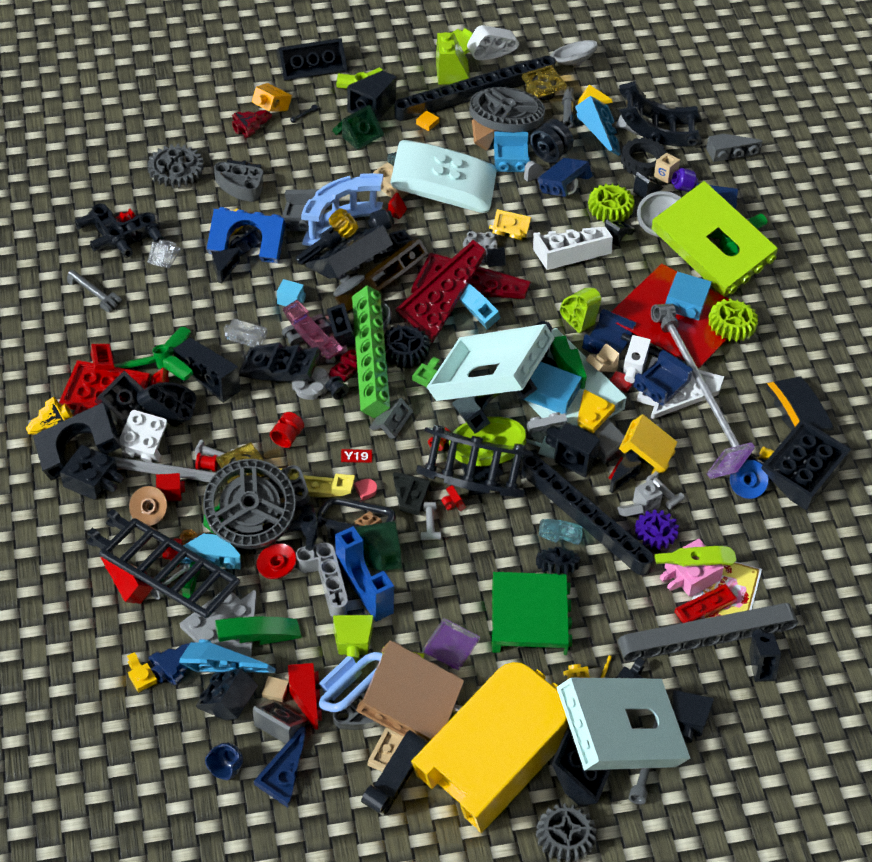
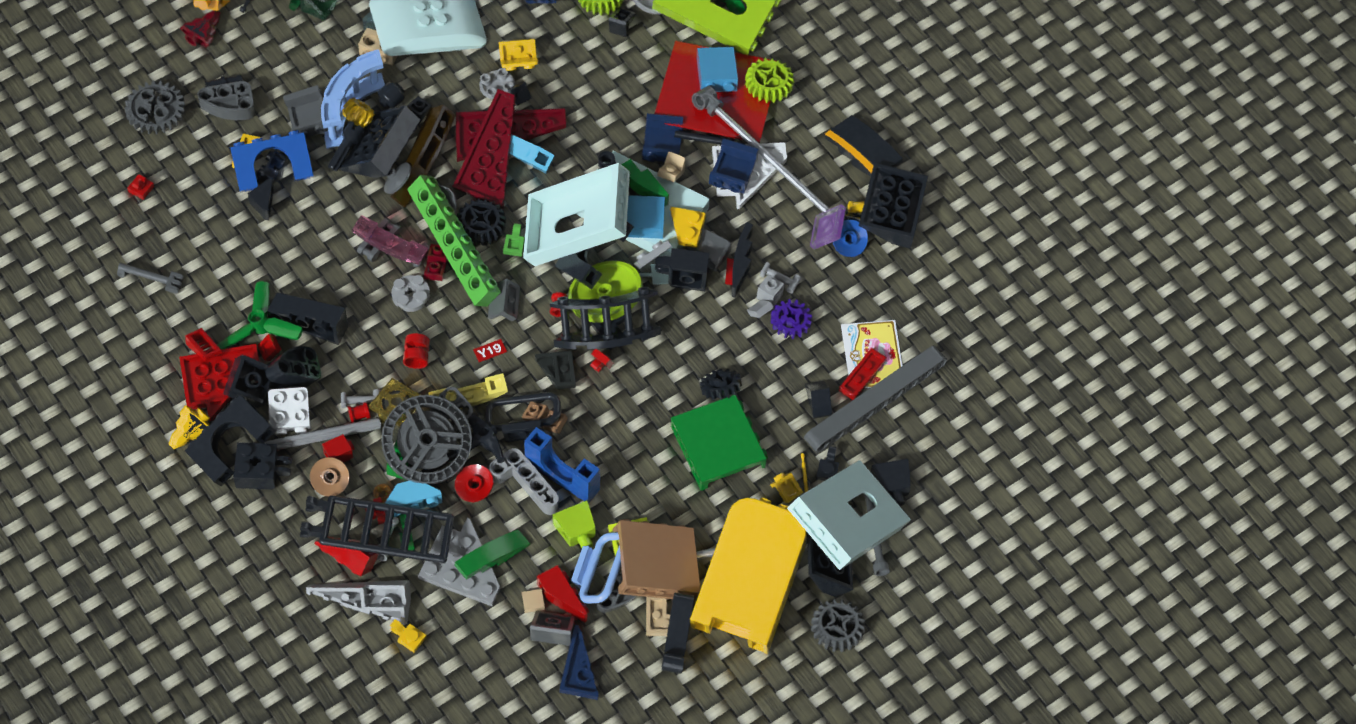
camera: 25 degrees left, 10 degrees up
(119, 234) = (149, 200): black pin -> none
(132, 629) = (380, 598): none -> light grey wedge
(163, 253) = (198, 211): clear slope -> none
(167, 664) = (432, 614): dark blue rock -> none
(209, 657) = (467, 596): dark azure wedge -> none
(224, 761) = (526, 683): dark blue hair -> none
(227, 694) = (495, 623): black slope -> none
(245, 333) = (322, 265): clear bracket -> none
(279, 363) = (373, 285): black slope -> none
(289, 292) = (345, 208): medium azure brick -> none
(337, 388) = (439, 289): black wheel -> none
(341, 325) = (412, 224): black brick -> none
(366, 488) = (516, 380): coral tile -> none
(381, 545) = (564, 430): clear green slope -> none
(397, 206) = (397, 72): red slope -> none
(430, 507) = (595, 401): light grey piece -> none
(451, 644) = (663, 498): clear tile -> none
(556, 529) = (706, 353): clear light blue slope -> none
(571, 247) = (586, 56): white wedge -> none
(581, 308) = (627, 121): lime beam -> none
(587, 514) = (729, 335): black beam -> none
(620, 383) = (697, 184): red piece -> none
(636, 363) = (700, 155): white torso -> none
(649, 443) = (750, 238): yellow panel -> none
(650, 612) = (819, 399): none -> black slope
(692, 578) = (838, 344): bright pink hinge -> none
(707, 556) = (850, 330): lime piece -> none
(764, 646) = (932, 402): black torso -> none

